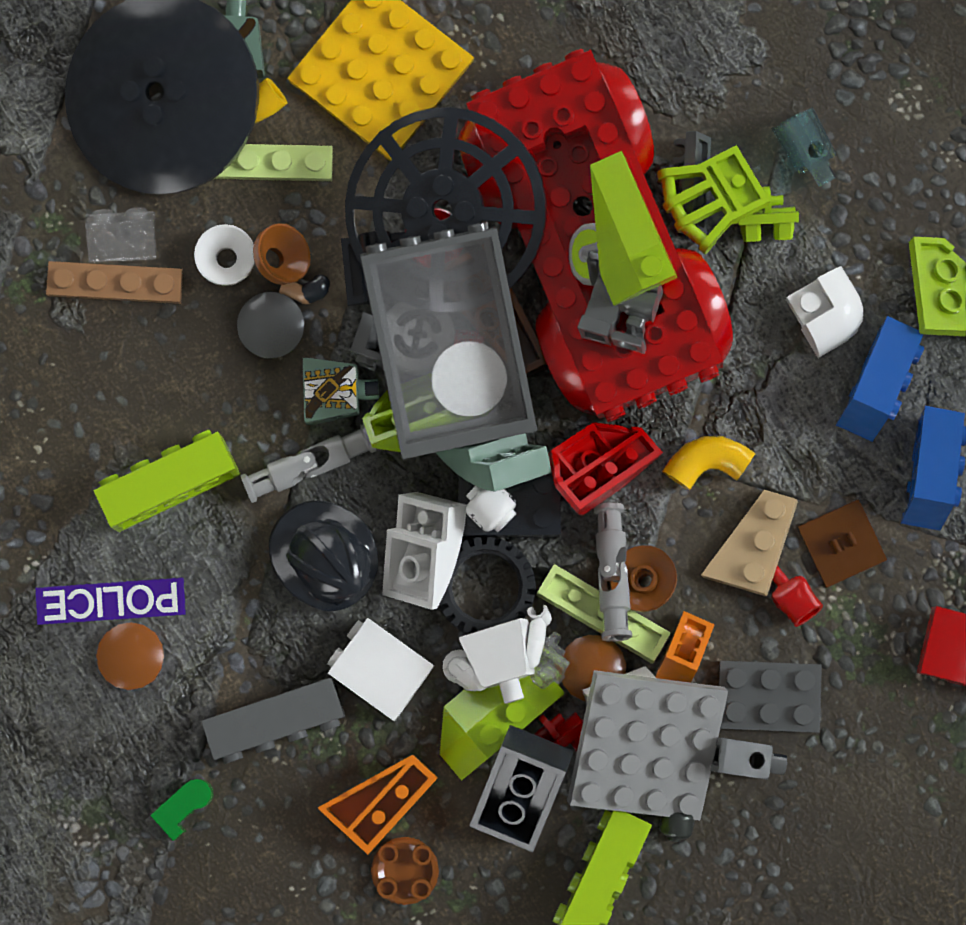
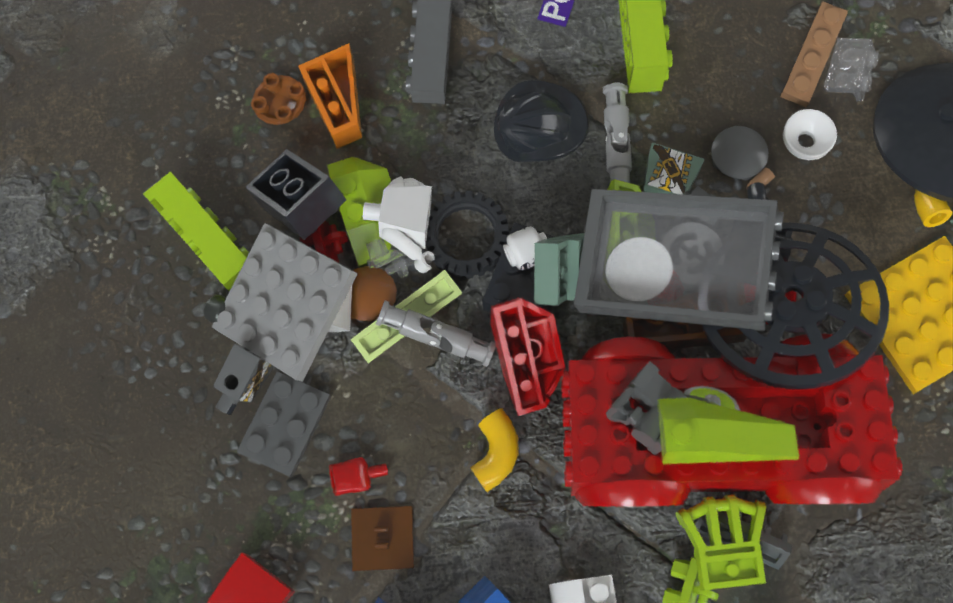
camera: 120 degrees right, 10 degrees down
(281, 163) = (873, 205): yellowish green plate -> none
(291, 250) = (799, 188): dark orange piece -> none
(379, 668) = (435, 132): white panel -> none
(422, 549) = (515, 194): white slope -> none
(650, 562) = (435, 361): dark orange dish -> none
(685, 649) = (348, 367): orange arch -> none
(755, 545) = (410, 462): tan wing -> none

